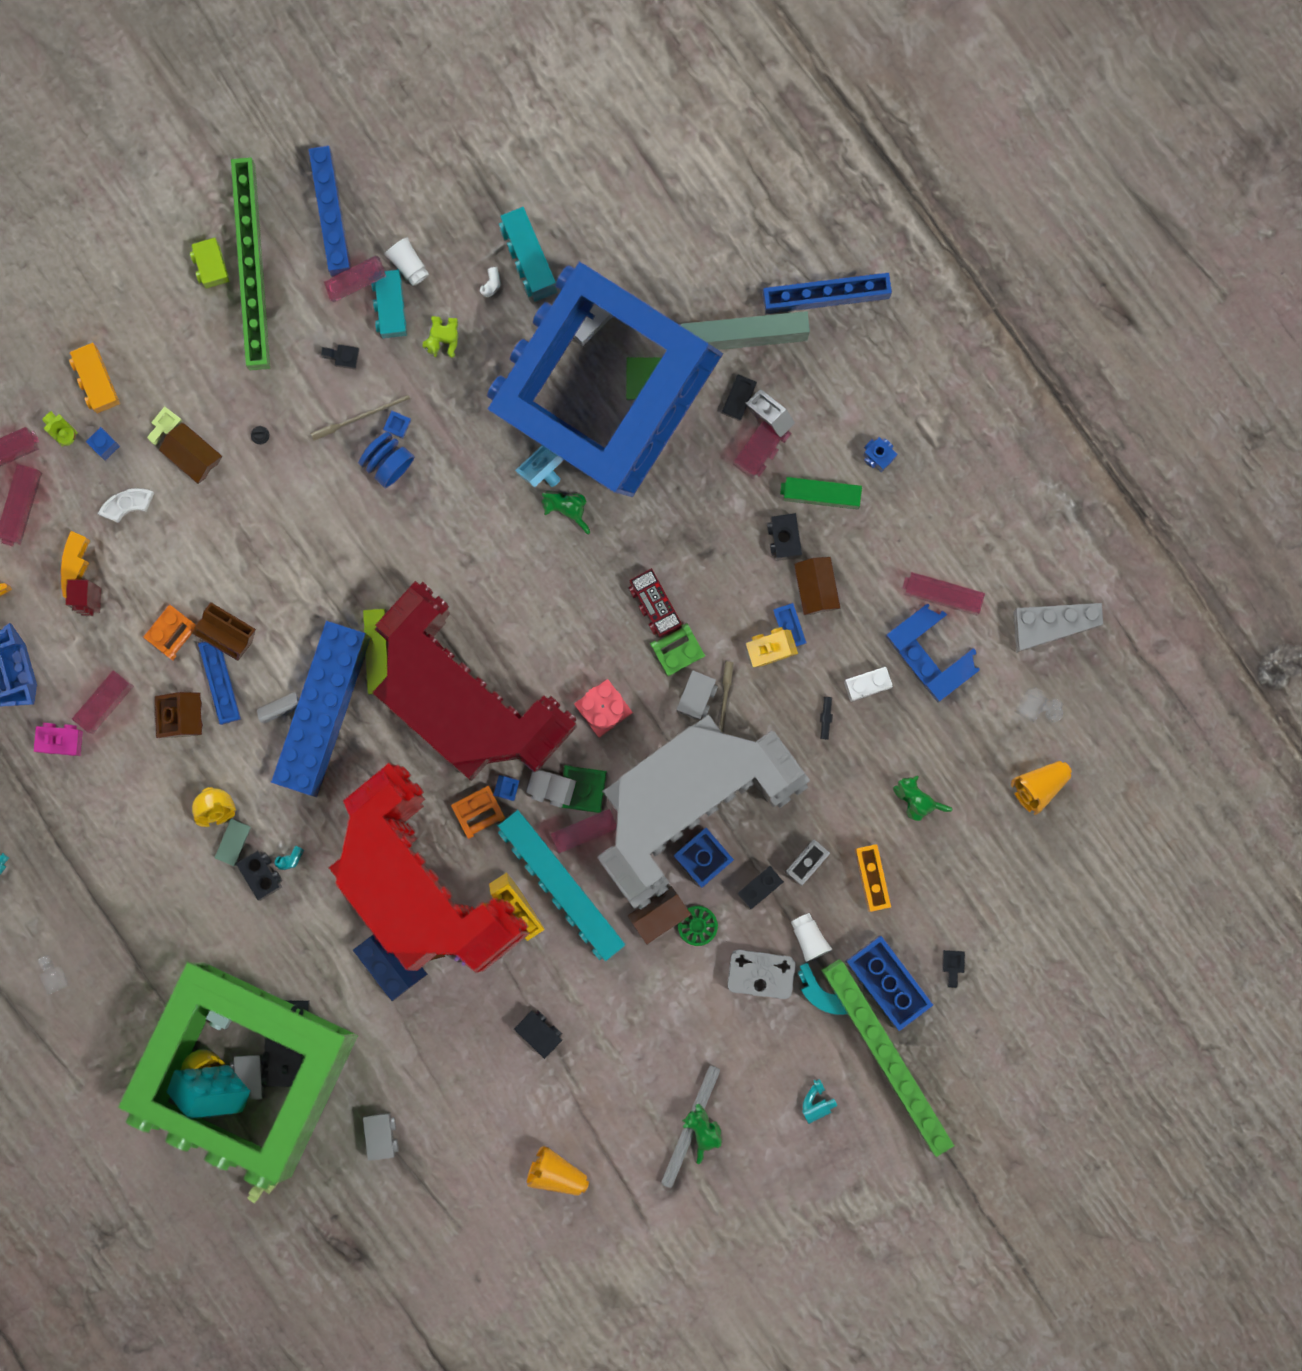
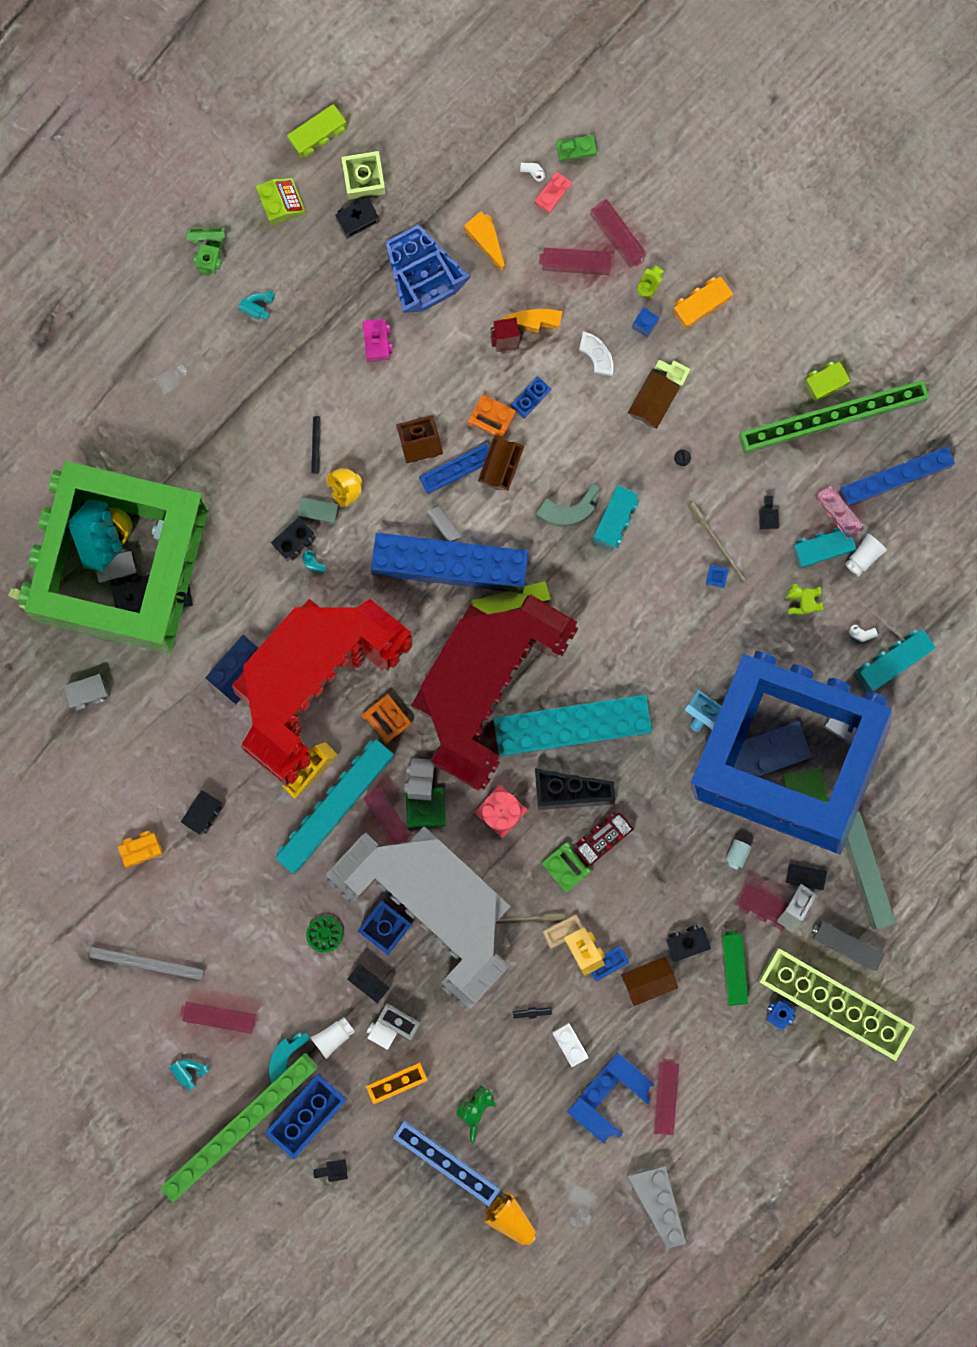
camera: 75 degrees right, 0 degrees up
(102, 702) = (417, 371): clear pink brick -> none
(158, 585) = (531, 397): none -> blue slope
(160, 830) = (315, 445): none -> black bar
(297, 577) = (567, 517): none -> sand green arch
(311, 518) = (616, 518): none -> teal brick
(382, 456) = (684, 570): blue wheel -> none
(506, 788) = (412, 739): blue plate -> none
(526, 612) = (572, 725): none -> teal brick
(556, 1174) = (82, 852): light orange cone -> none
(565, 1109) = (140, 849): none -> light orange brick
(569, 505) = (676, 745): green animal -> none
(596, 628) = (570, 791): none -> black wedge
(597, 402) = (773, 750): none -> medium blue piece
(659, 915) = (325, 898): reddish brown piece -> none
(696, 695) = (528, 892): light grey brick -> none
(700, 464) = (738, 854): none -> light aqua brick
(706, 1133) = (143, 978): green animal -> none
(747, 674) = (555, 934): none -> tan tile
(762, 967) = (285, 984): light grey axle -> none
(764, 1058) = (218, 1017): none -> clear pink brick
(817, 884) = (381, 1034): none -> white brick
(821, 368) = (847, 945): none -> dark grey brick
(827, 293) = (917, 937): blue brick -> none
(880, 393) = (836, 1004): none -> yellowish green brick
(968, 841) = (446, 1162): none -> medium blue brick

